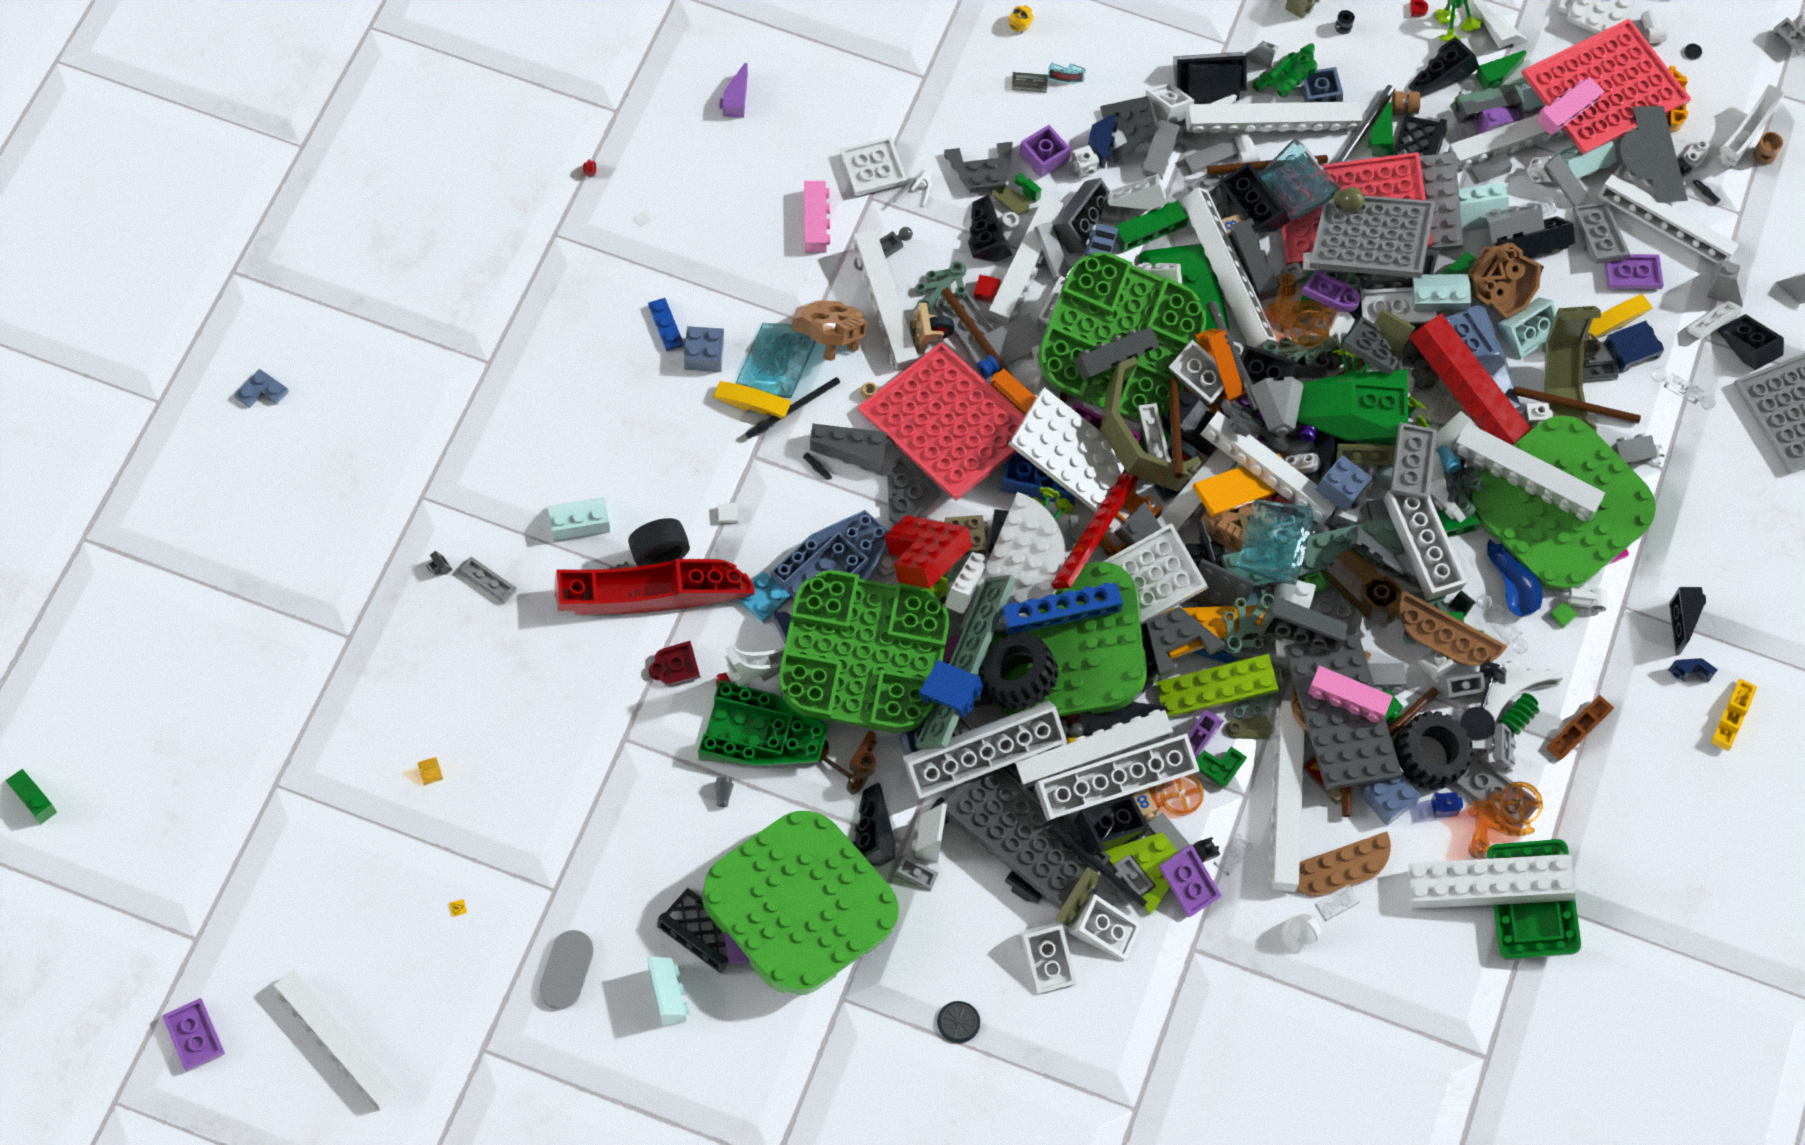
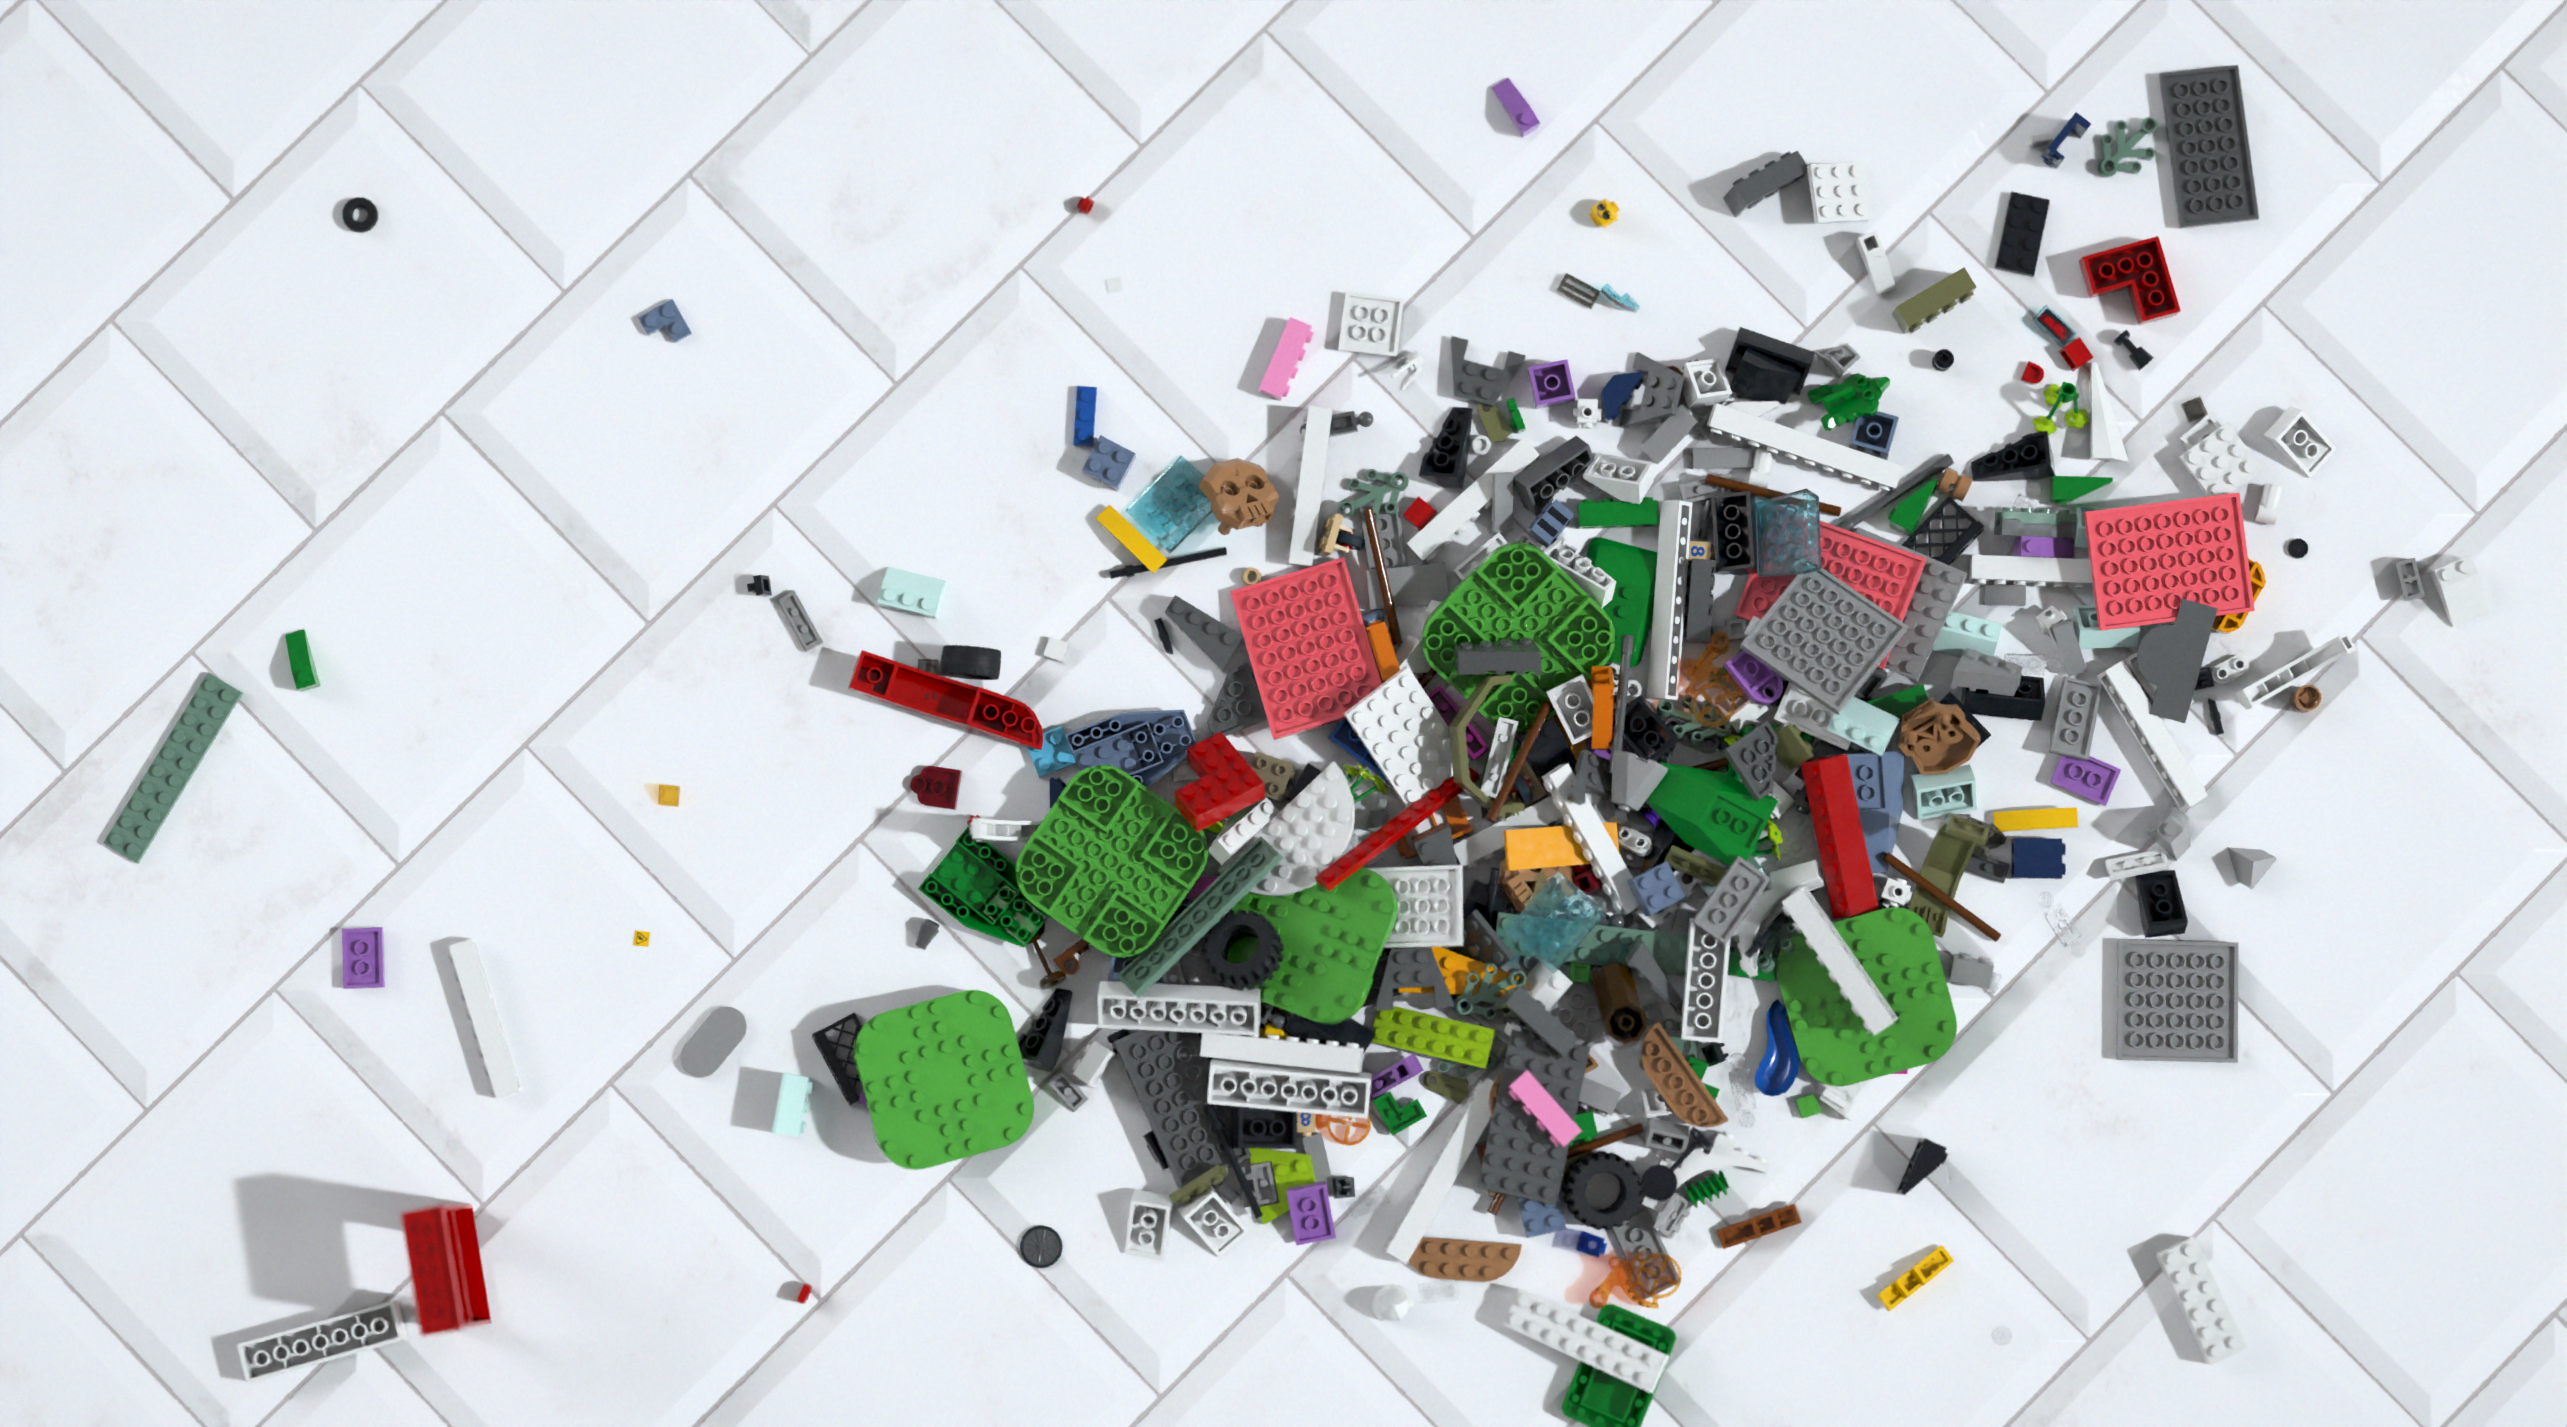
camera: 30 degrees right, 20 degrees up
(735, 94) = (1267, 182): medium lavender slope -> none
(951, 687) = (1169, 942): blue panel -> none
(988, 366) = (1376, 605): blue wheel -> none
(1016, 624) = (1359, 924): blue brick -> none
(1349, 199) = (1823, 586): olive piece -> none
(1449, 460) = (1772, 909): medium azure cone -> none
(1570, 106) = (2109, 576): bright pink brick -> none
(1682, 668) = (1893, 1213): dark blue slope -> none

